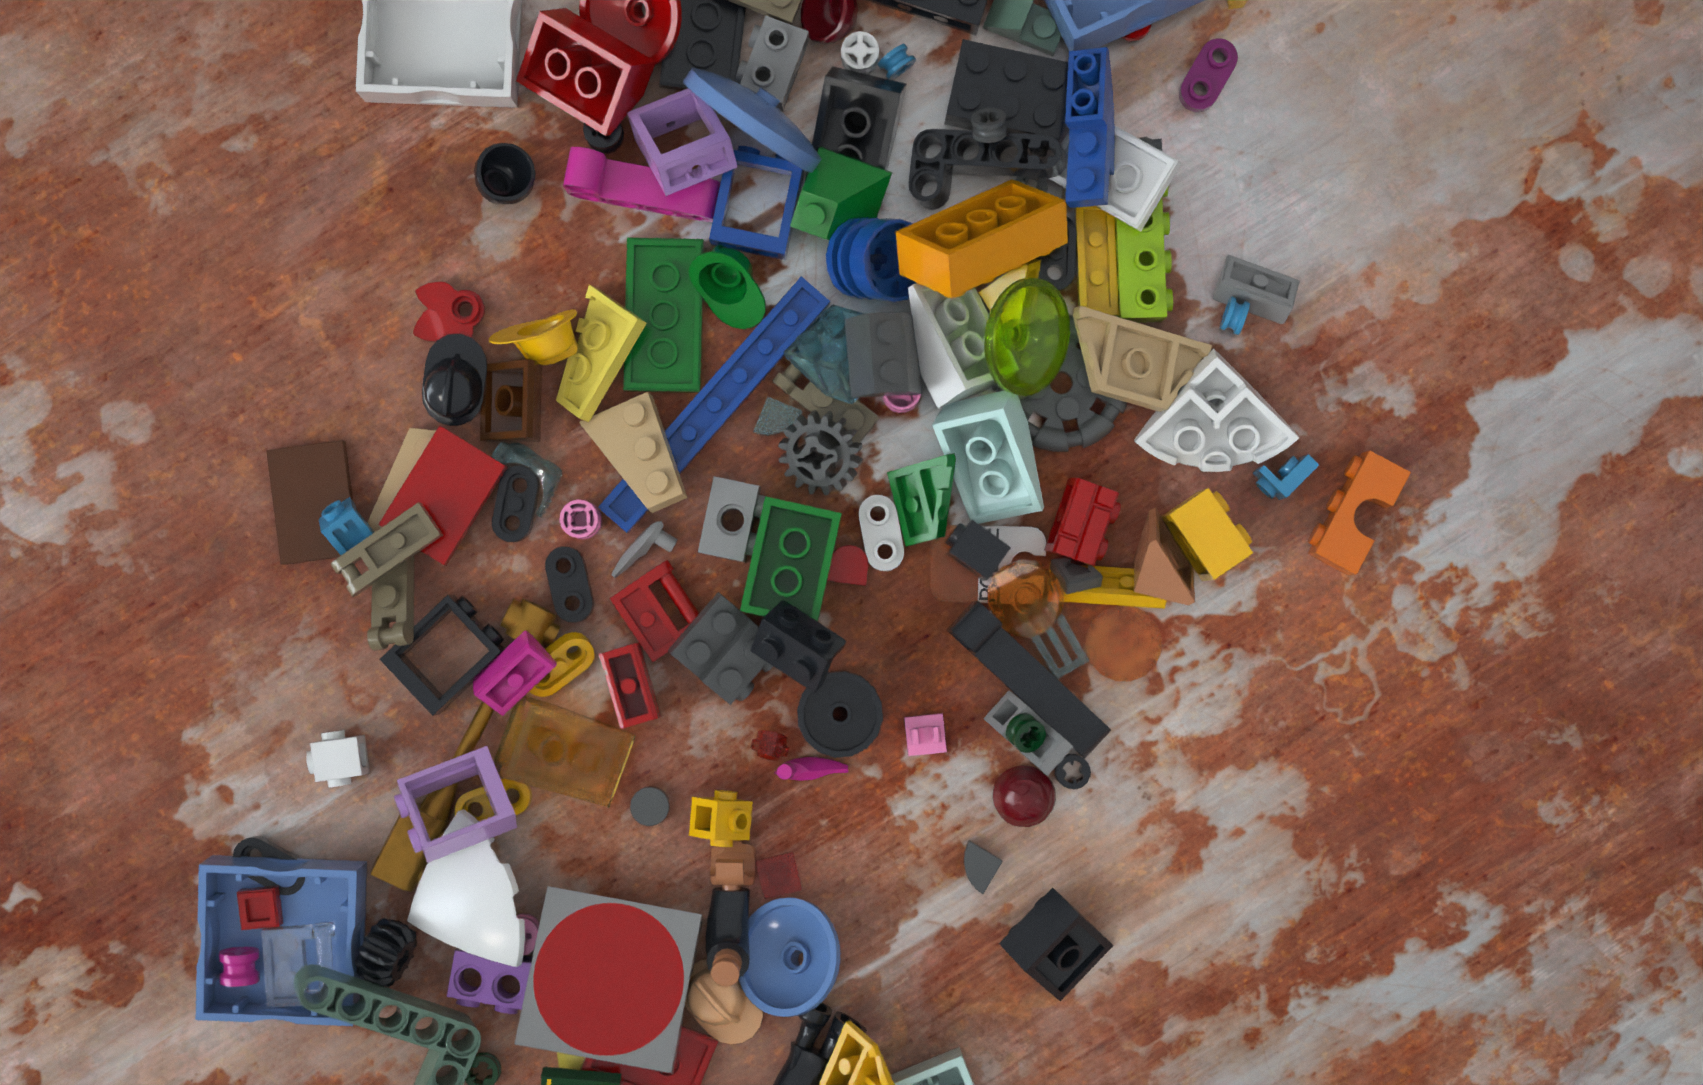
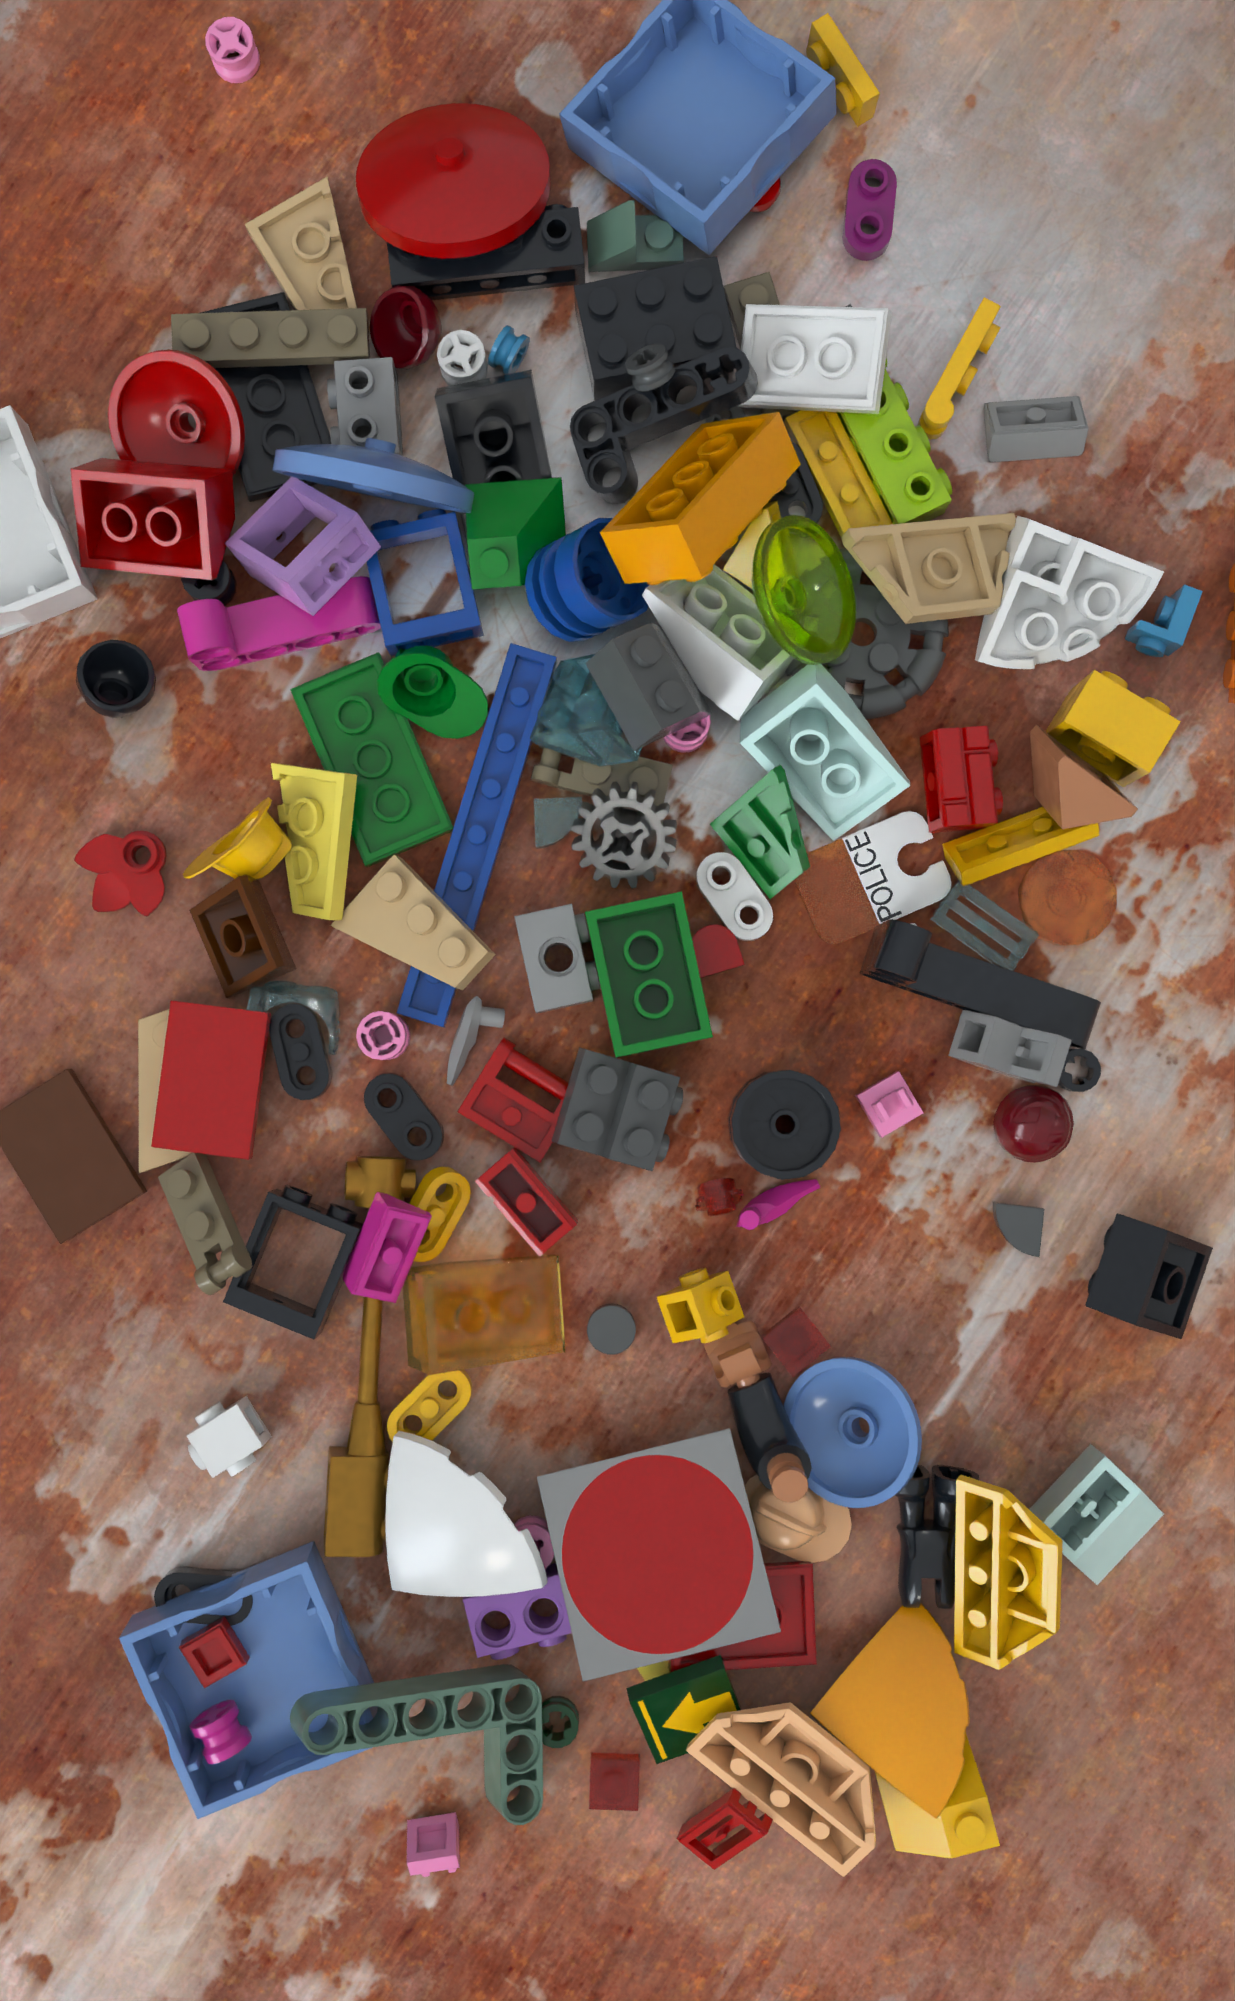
camera: 25 degrees left, 0 degrees up
(286, 954) = (270, 1693): clear plate -> none
(343, 525) = (119, 1170): dark azure bracket -> none
(386, 952) = (383, 1638): black gear -> none
(387, 548) = (174, 1169): dark tan plate -> none
(442, 775) = (358, 1402): lavender window -> none
(454, 379) = (165, 941): black piece -> none
(797, 645) = (701, 1066): black bracket -> none
(976, 549) = (856, 863): black brick -> none
(1021, 724) = (1009, 1049): dark green bush -> none
(1025, 598) = (937, 893): clear orange tile -> none
(1074, 576) = (980, 846): dark grey tile -> none
(1090, 127) = (767, 318): blue slope -> none
(1217, 224) = (958, 371): none -> yellow plate
(1234, 315) = (1025, 467): dark azure bush -> none

